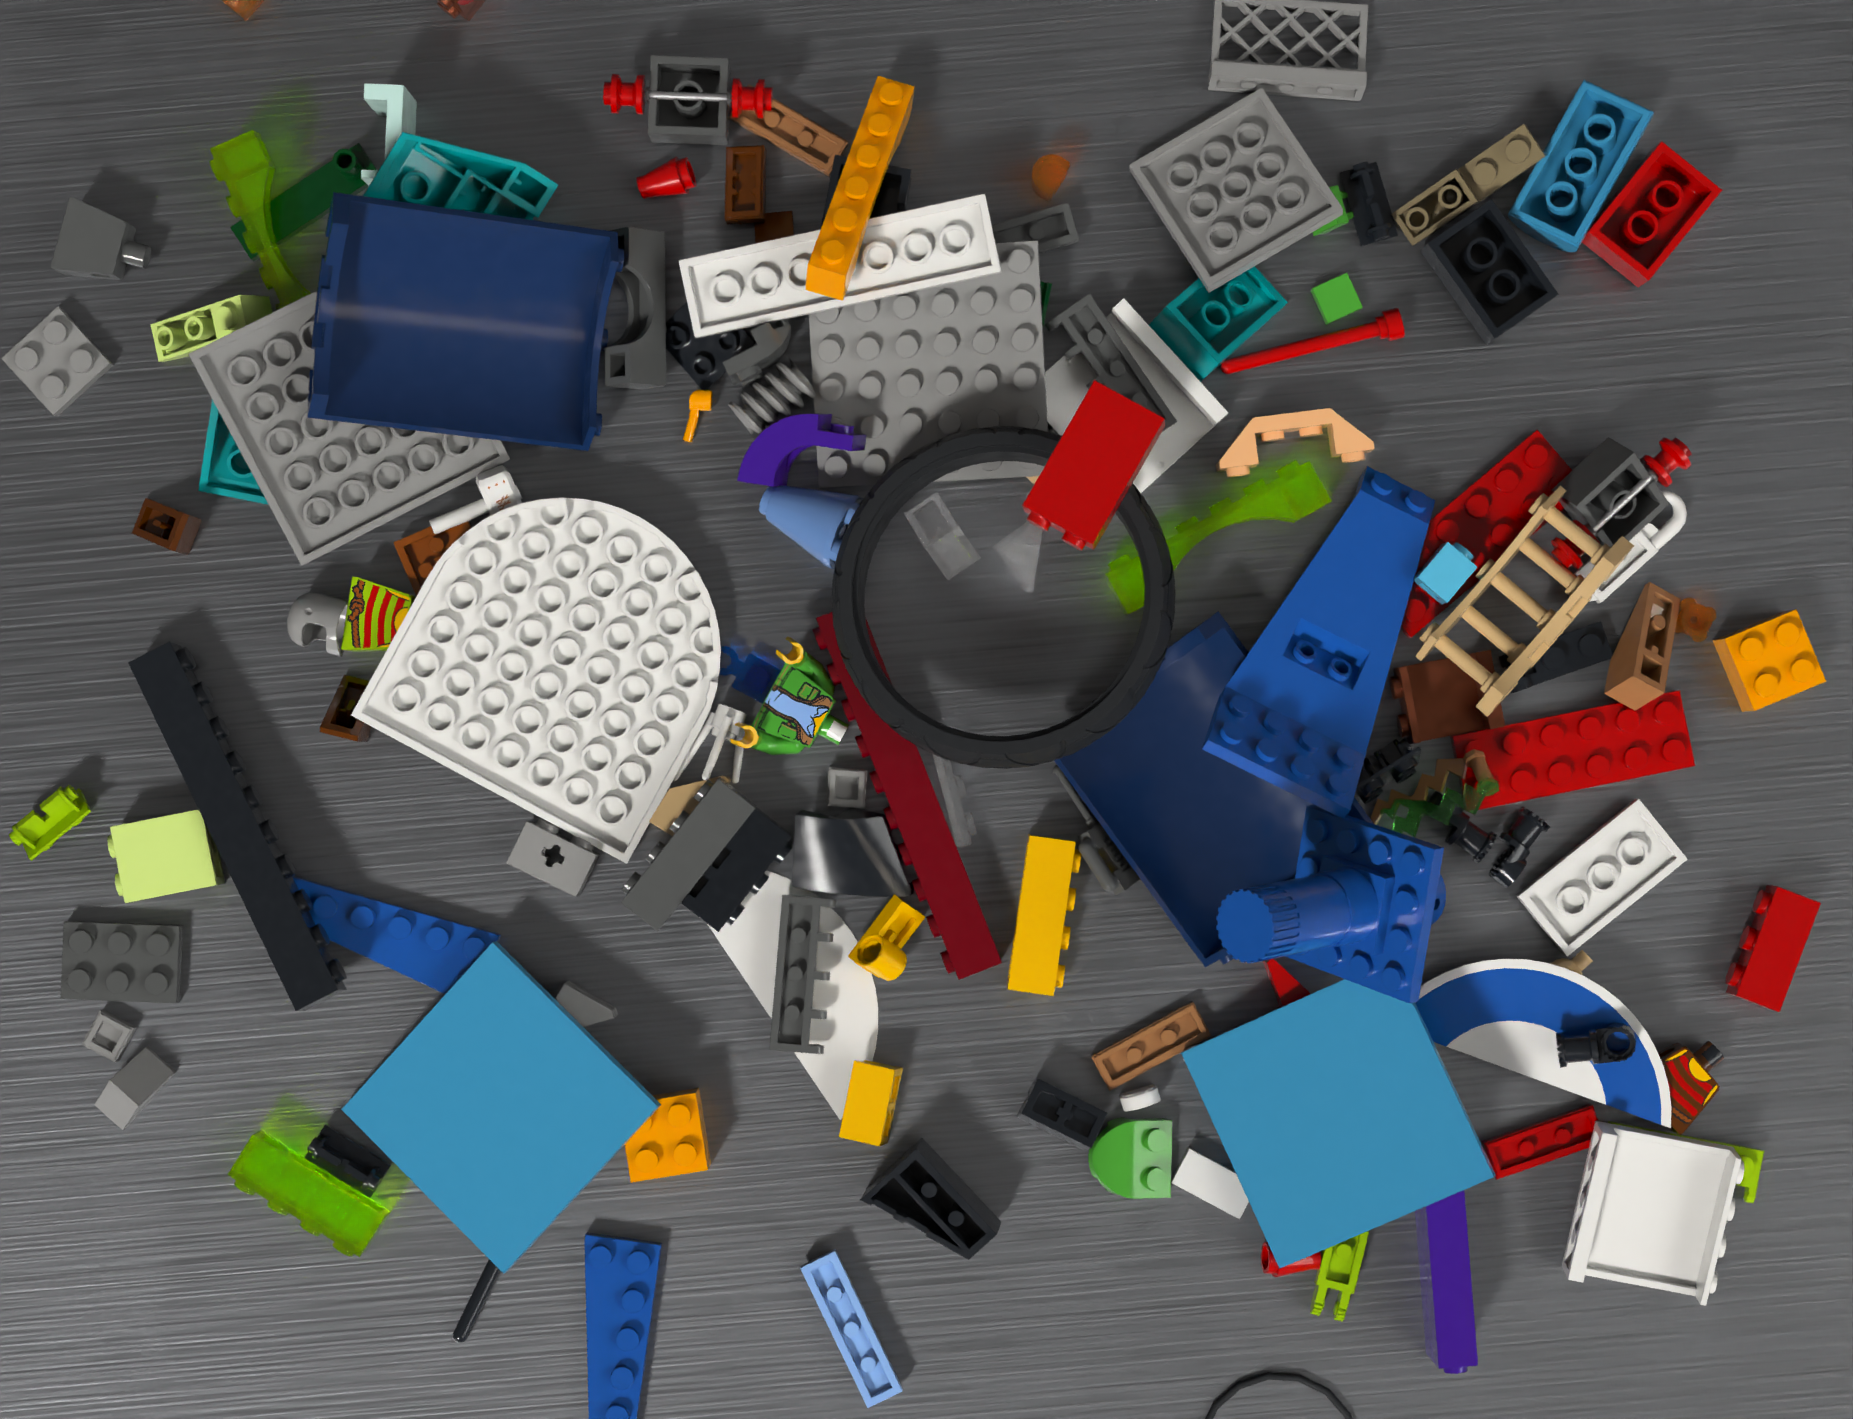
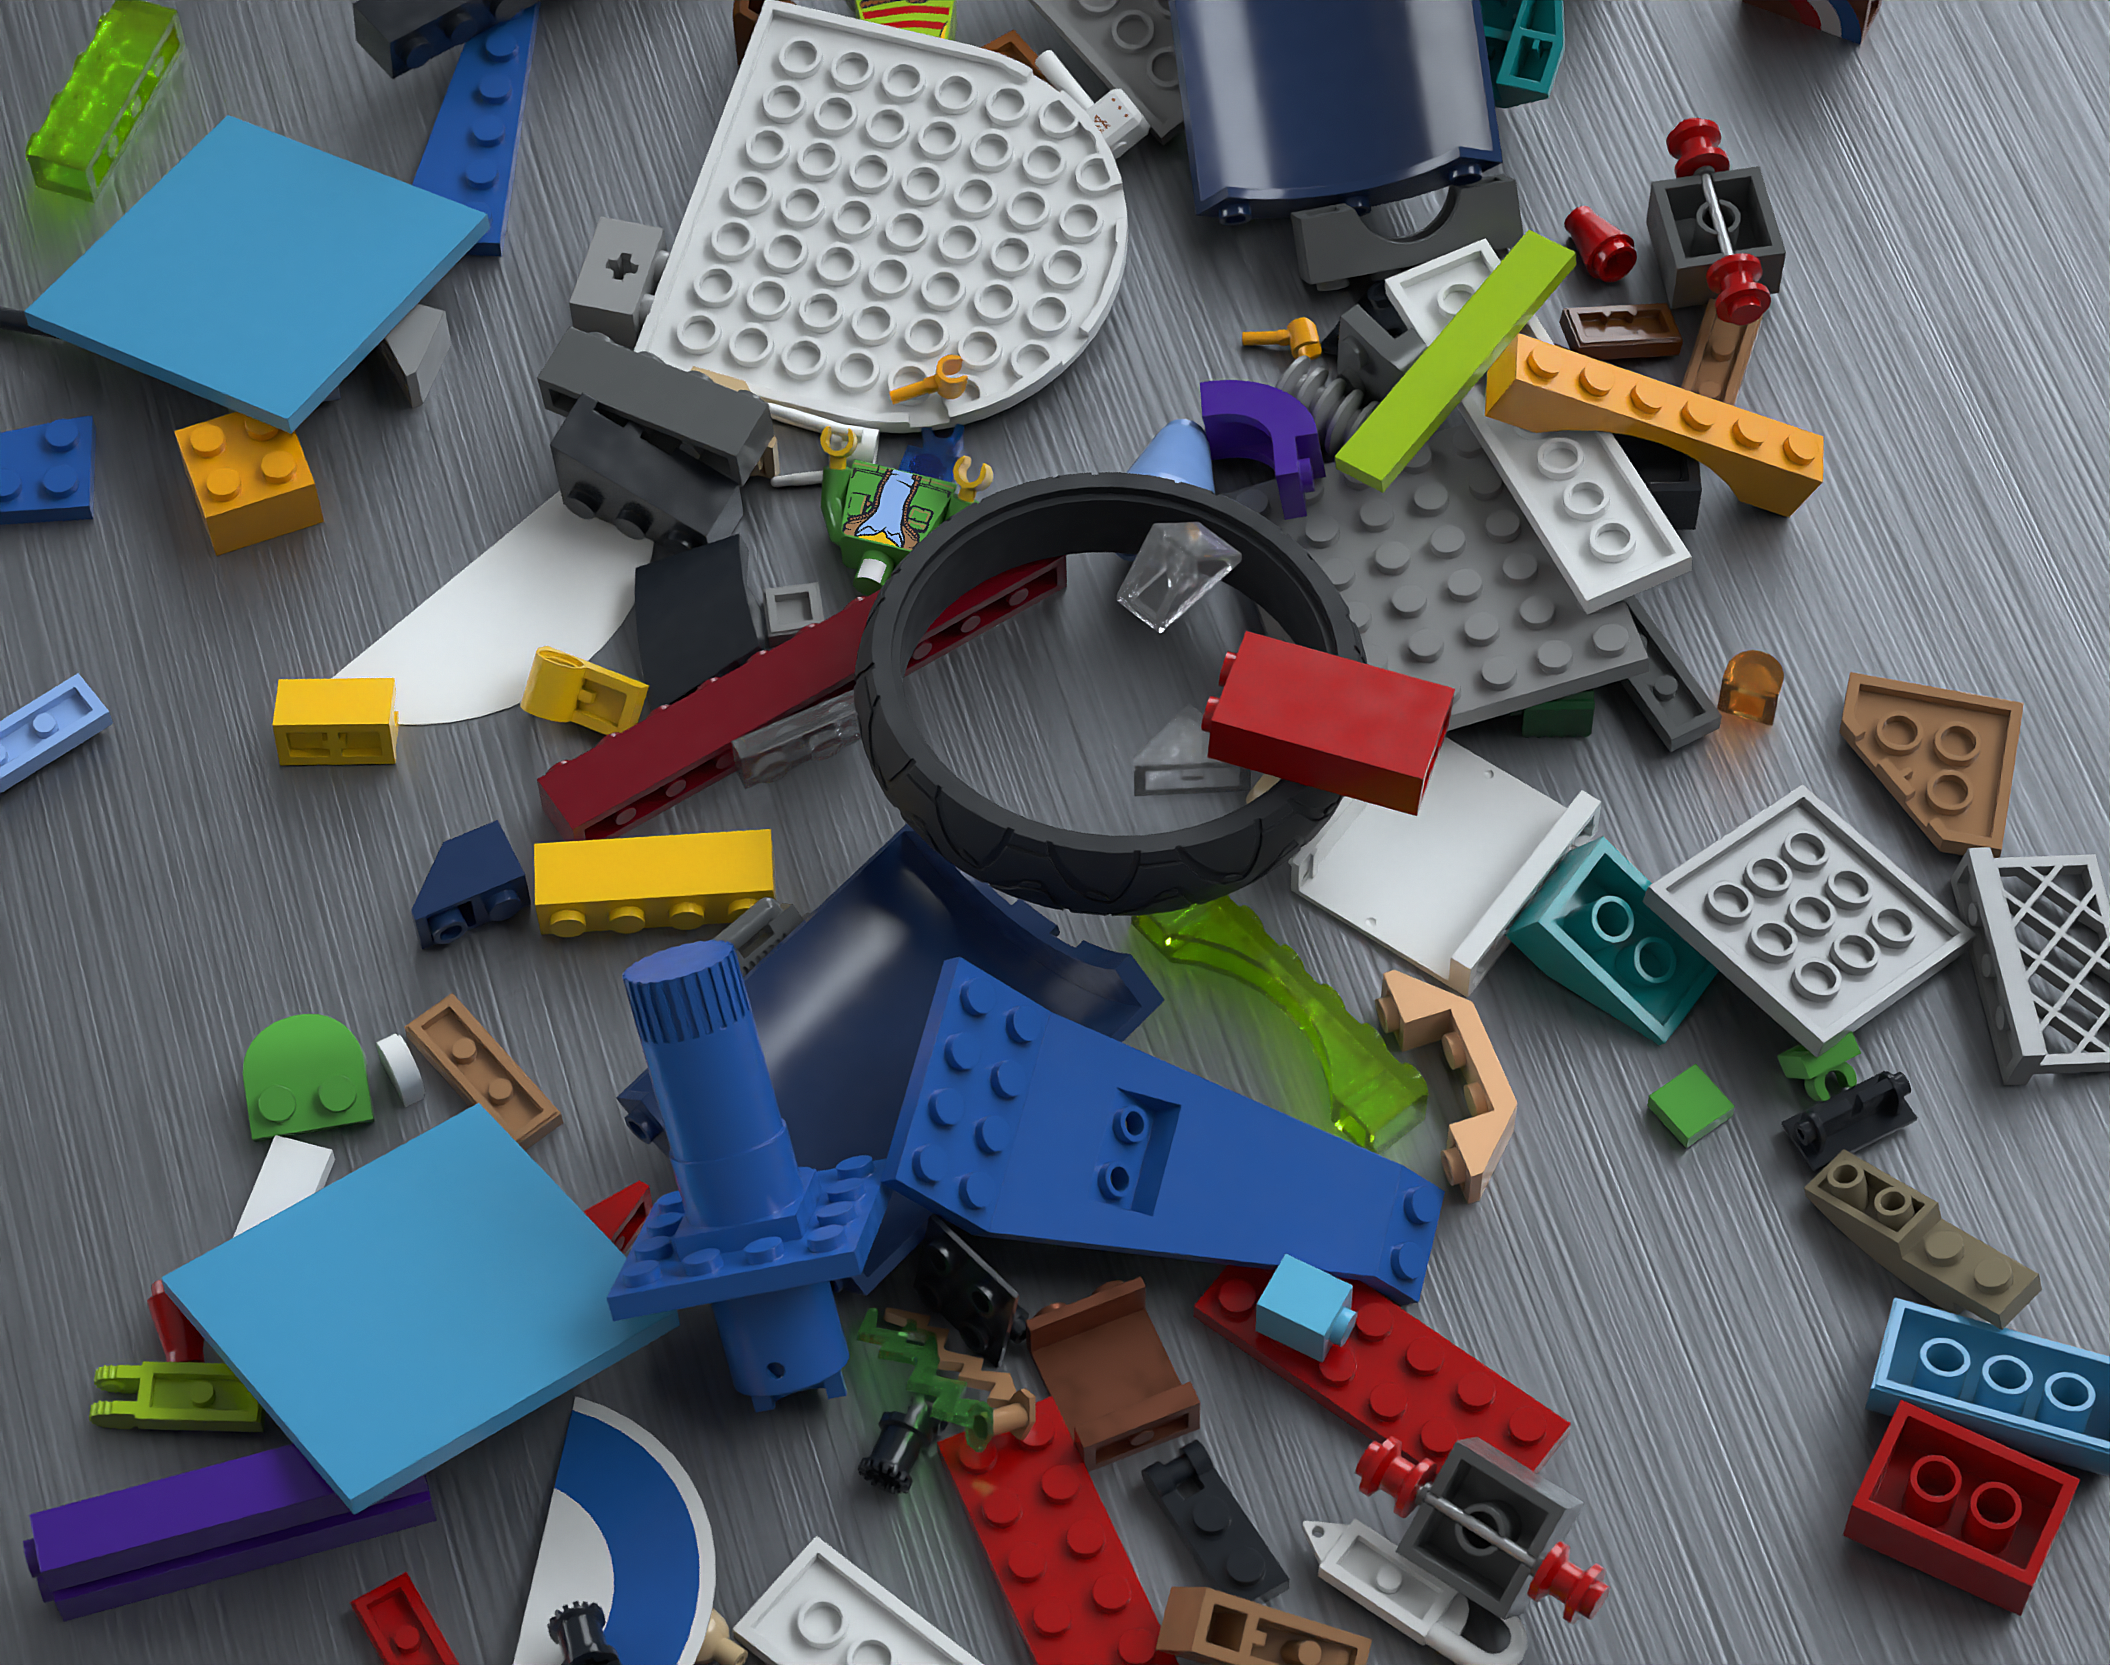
camera: 75 degrees right, 30 degrees down
(347, 1161) = (157, 133): black hinge -> none
(697, 664) = (946, 387): none -> light orange hand
(783, 306) = (1455, 361): none -> lime tile
(797, 973) = (509, 595): dark grey hinge -> none
(934, 1200) = (203, 818): black wedge -> none
(1015, 1033) = (469, 885): none -> dark blue slope
(1062, 1115) = (356, 960): black hinge -> none
(1108, 356) = (1490, 824): dark grey hinge -> none
(1124, 70) = (1938, 755): none -> medium nougat plate
(1385, 326) = (1670, 1180): red piece -> none
(1489, 271) = (1794, 1290): black brick -> none
(1519, 840) = (910, 1524): black connector -> none
(1549, 622) = (1265, 1478): tan fence -> none

